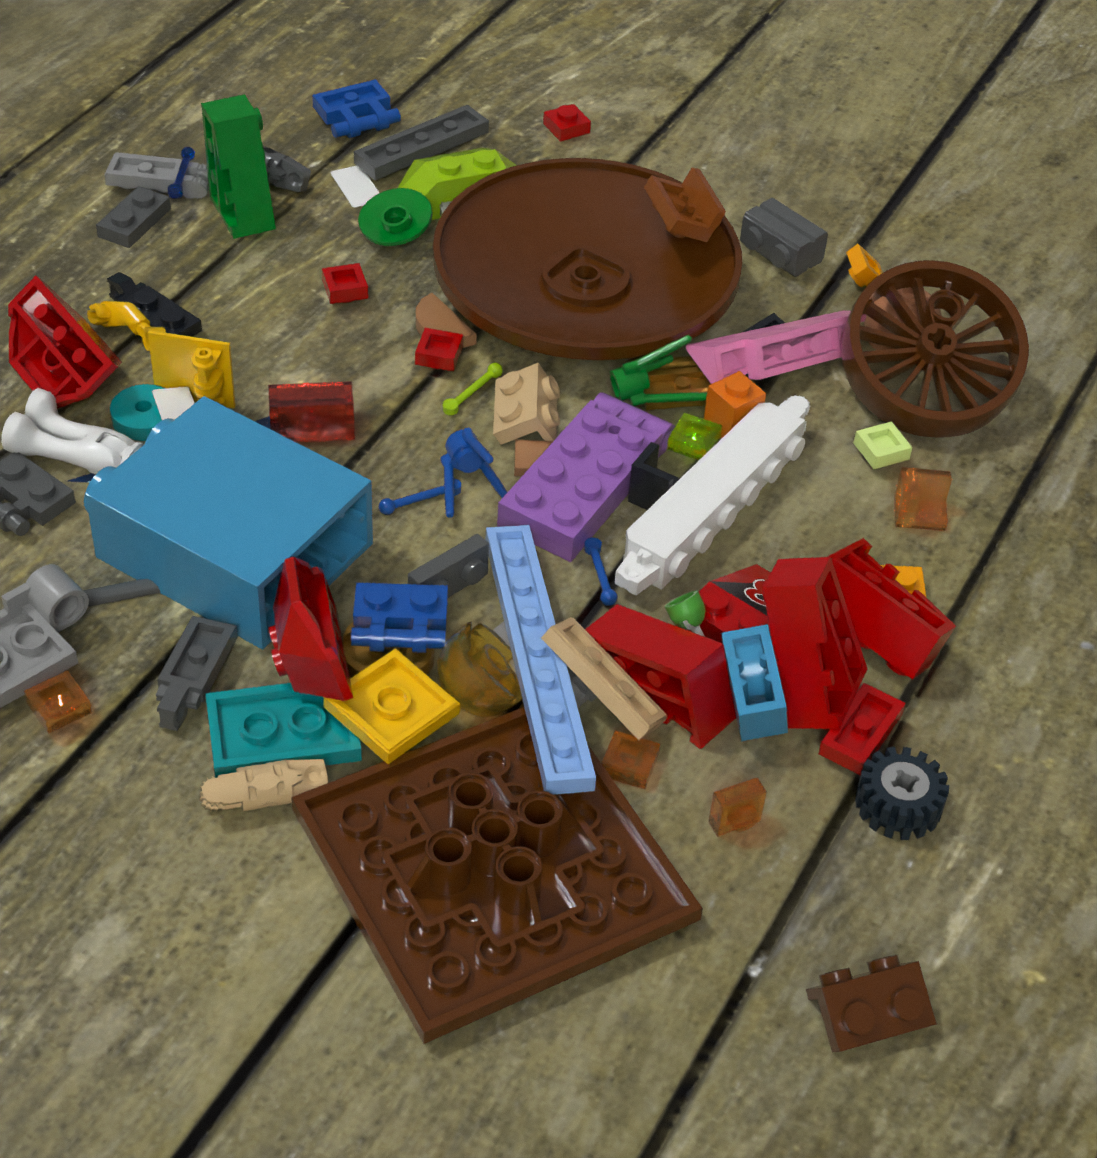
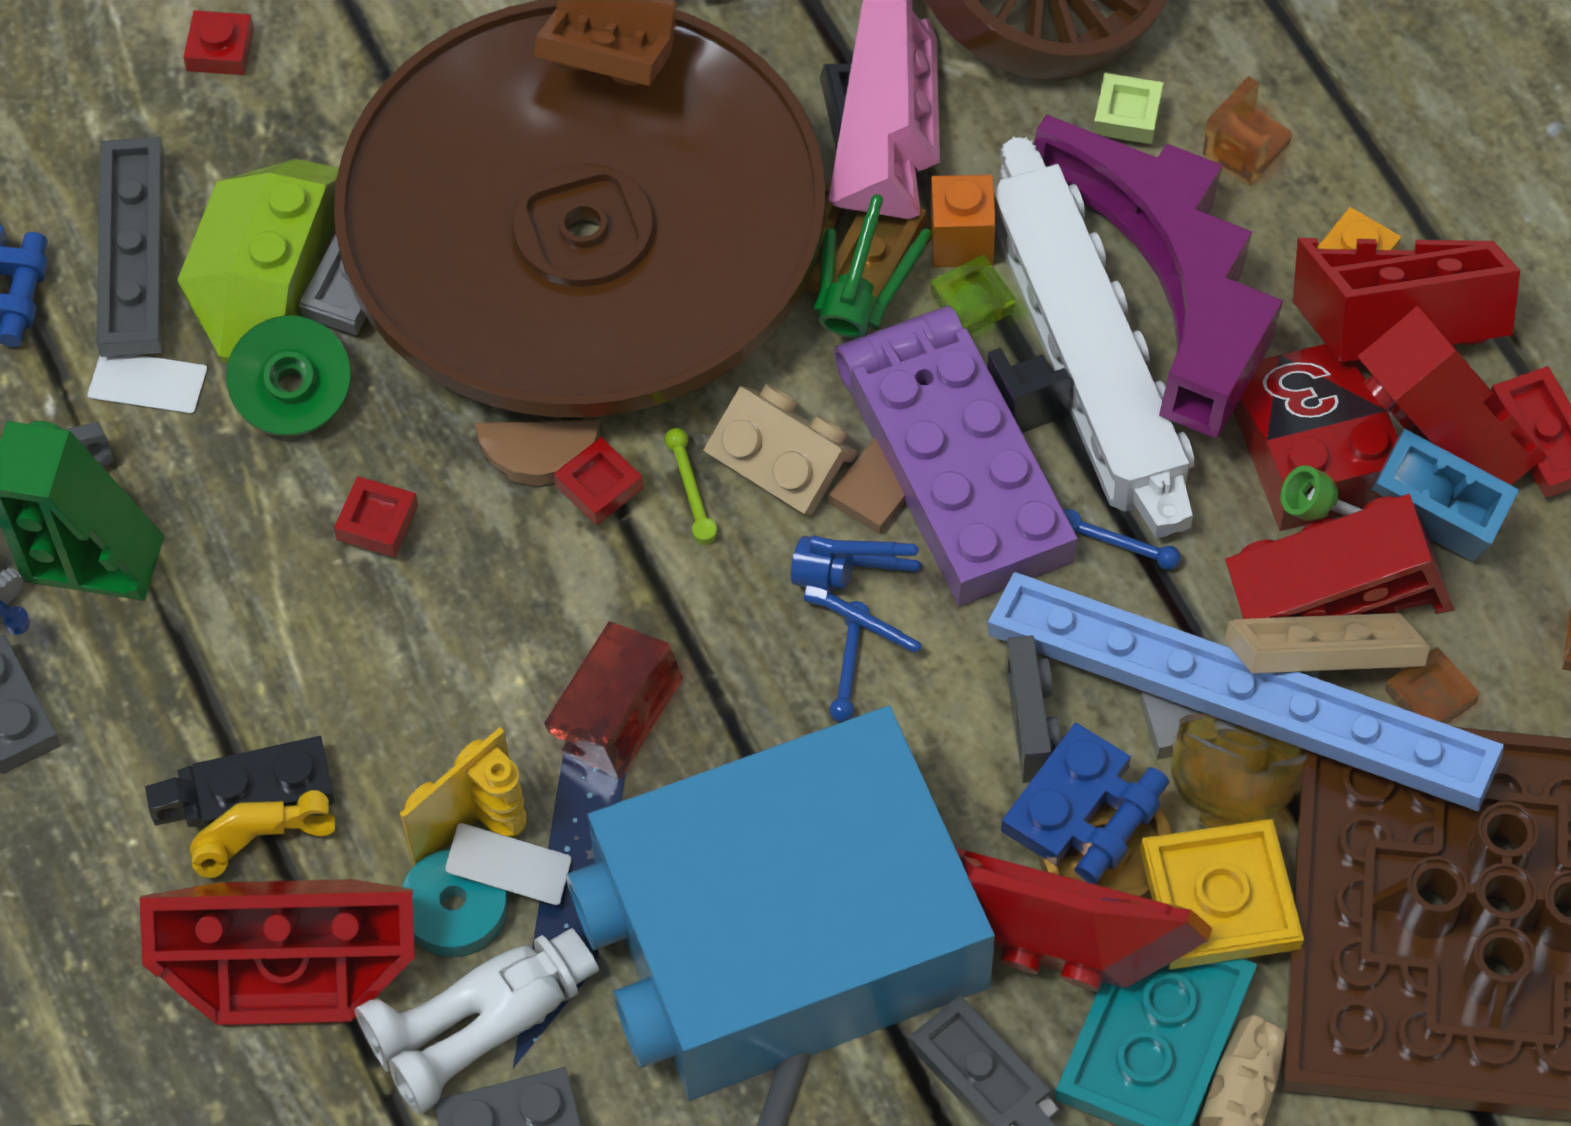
camera: 50 degrees left, 15 degrees up
(781, 521) = (1196, 256): none -> magenta arch

